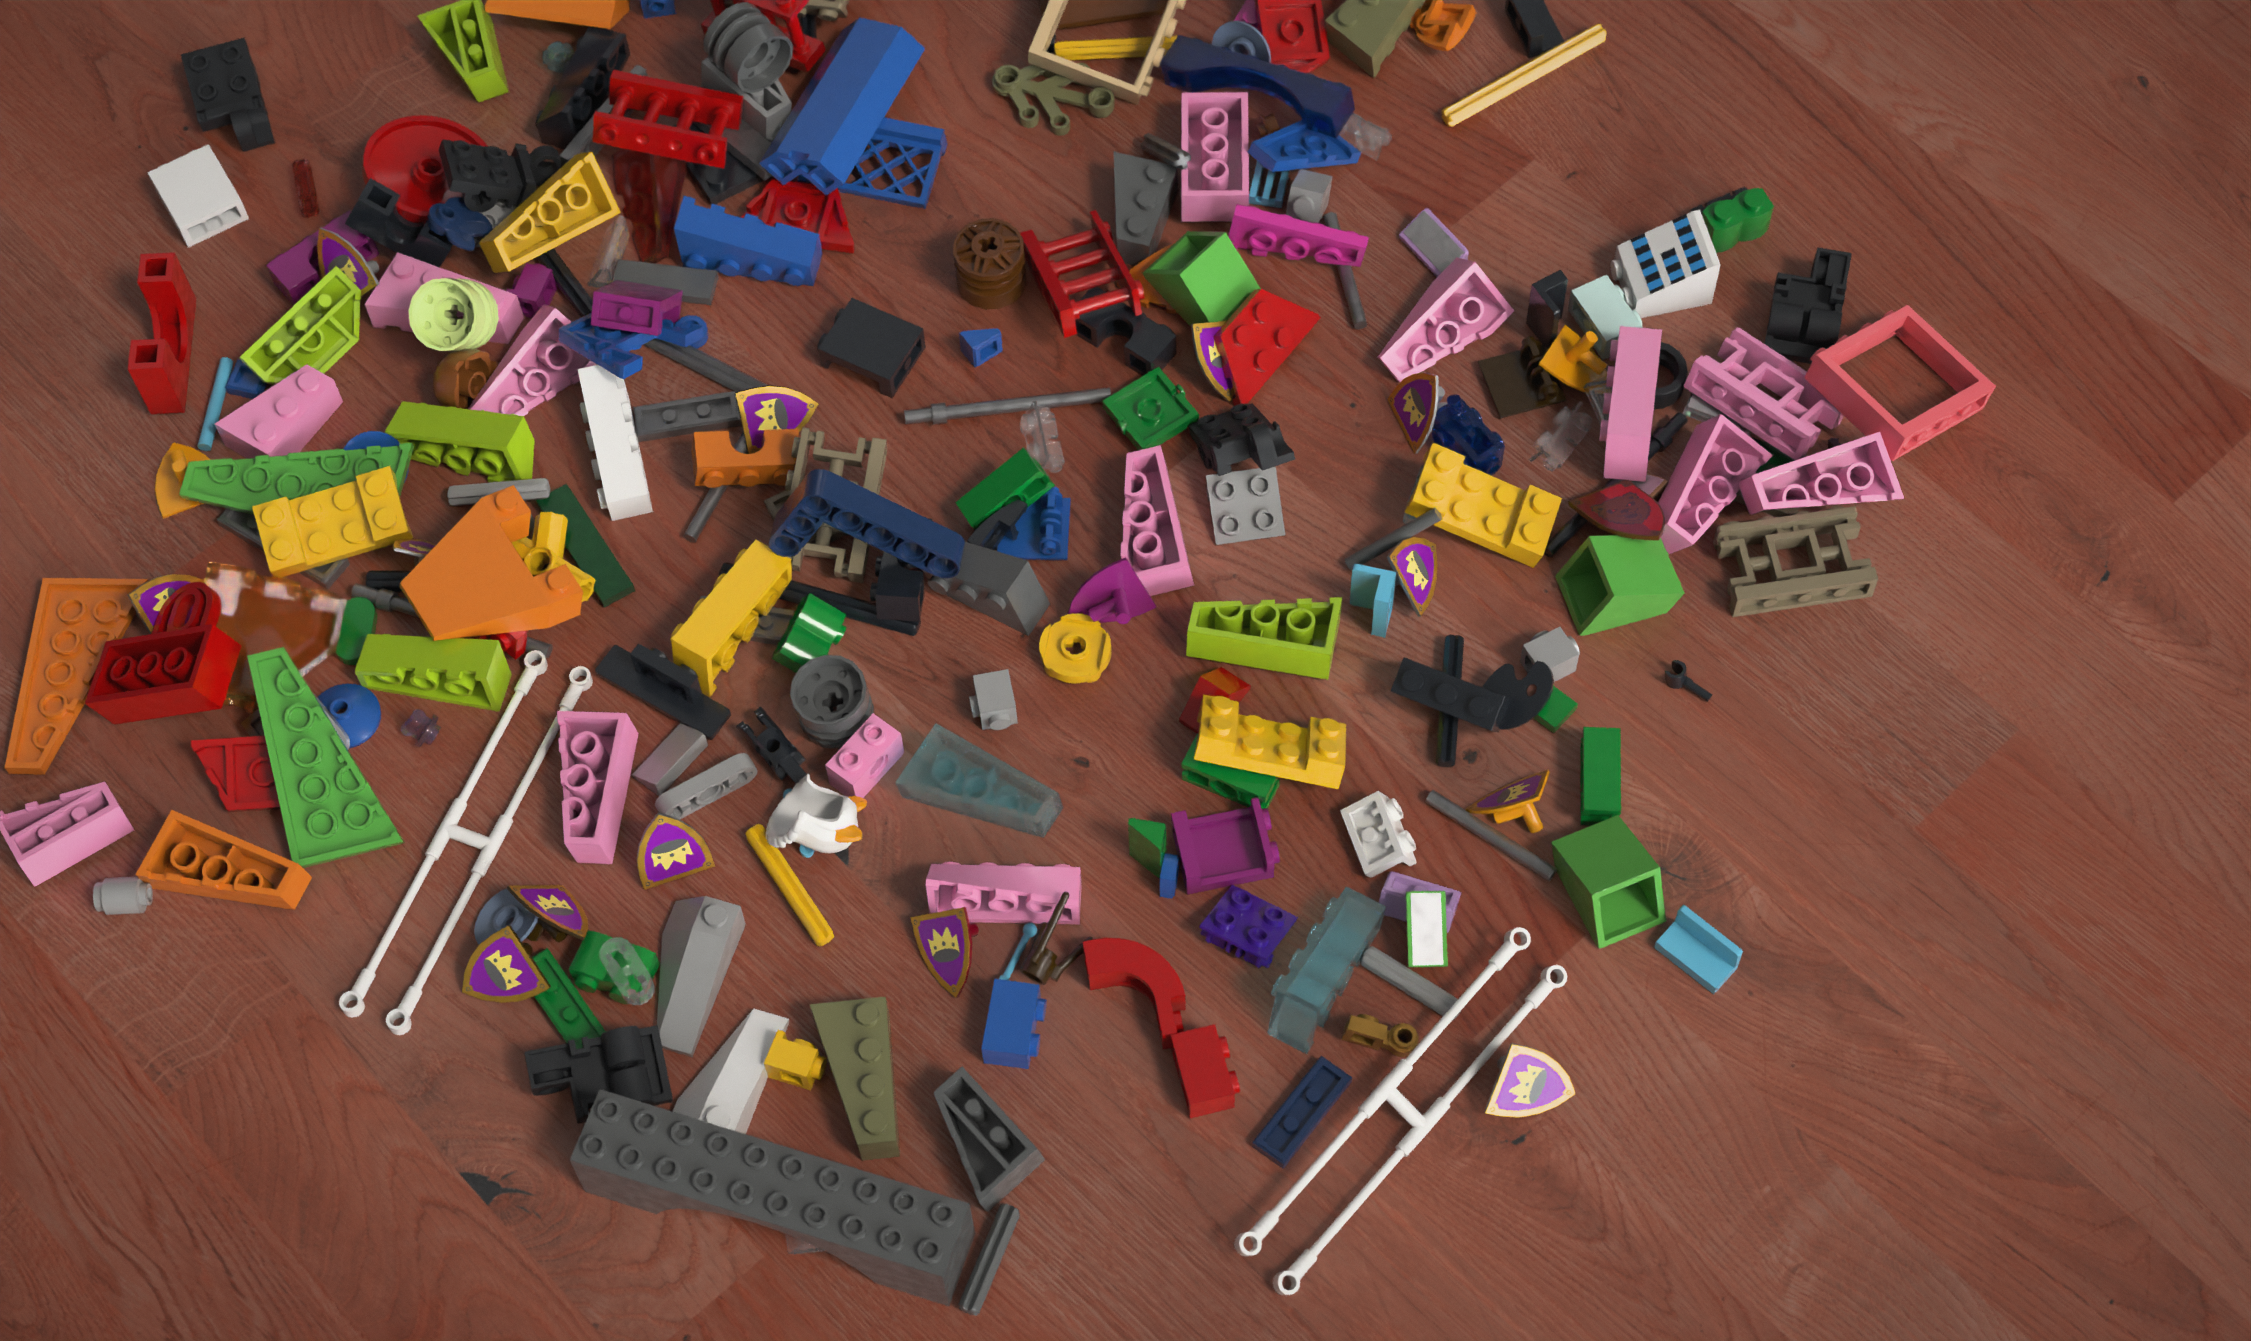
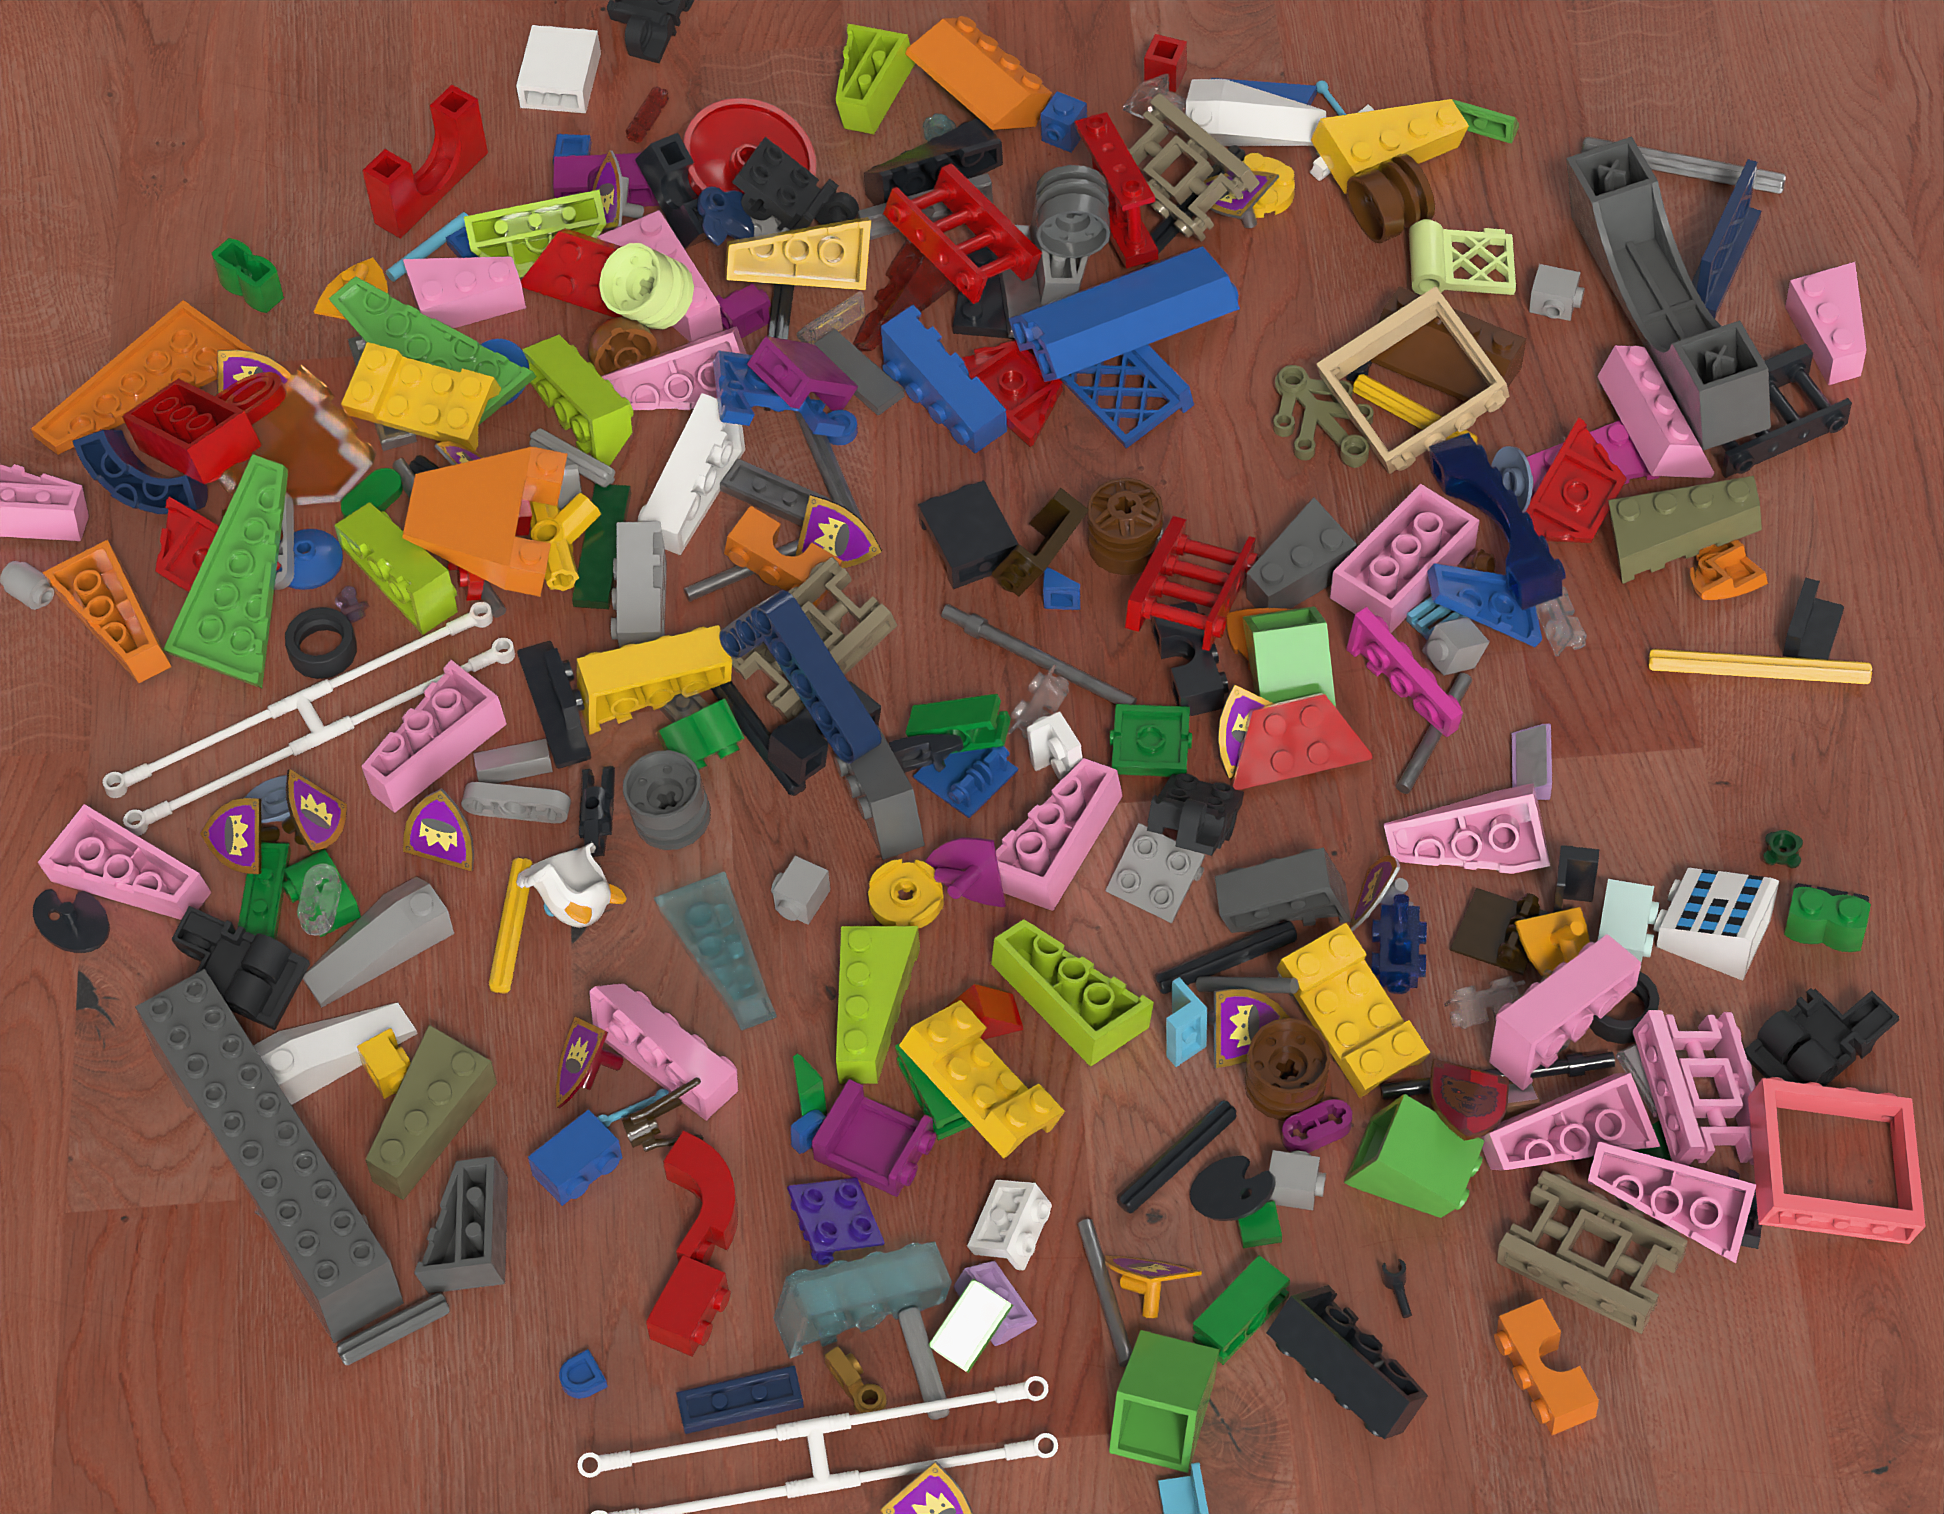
camera: 40 degrees right, 5 degrees down
(84, 521) = (247, 275): none -> green brick
(139, 752) = (130, 480): none -> dark blue brick
(264, 252) = (572, 145): none -> blue tile
(375, 342) = (572, 270): none -> red wing
(413, 751) = (320, 620): none -> black tyre
(427, 1062) = (118, 865): none -> bright pink wedge
(427, 1138) = (81, 924): none -> black piece
(654, 556) = (640, 583): none -> light grey wedge
(865, 758) = (655, 864): bright pink brick -> none
(945, 299) = (1055, 522): none -> dark brown panel
(1099, 458) = (1053, 744): none -> white bracket
(1120, 739) = (872, 984): none -> lime wedge
(1165, 151) = (1360, 525): dark grey axle -> none
(1168, 1184) = (581, 1376): none -> blue tile
(1349, 532) = (1227, 956): none -> black axle
(1351, 455) = (1281, 891): none -> dark grey wedge
(1451, 695) = (1181, 1167): black arch -> none
(1478, 579) = (1283, 1050): none -> reddish brown wheel
(1532, 611) = (1316, 1126): none -> magenta beam
(1659, 185) = (1783, 840): none -> dark green plate
(1710, 759) = (1347, 1361): none -> black wedge
(1863, 680) = (1558, 1397): none -> orange arch

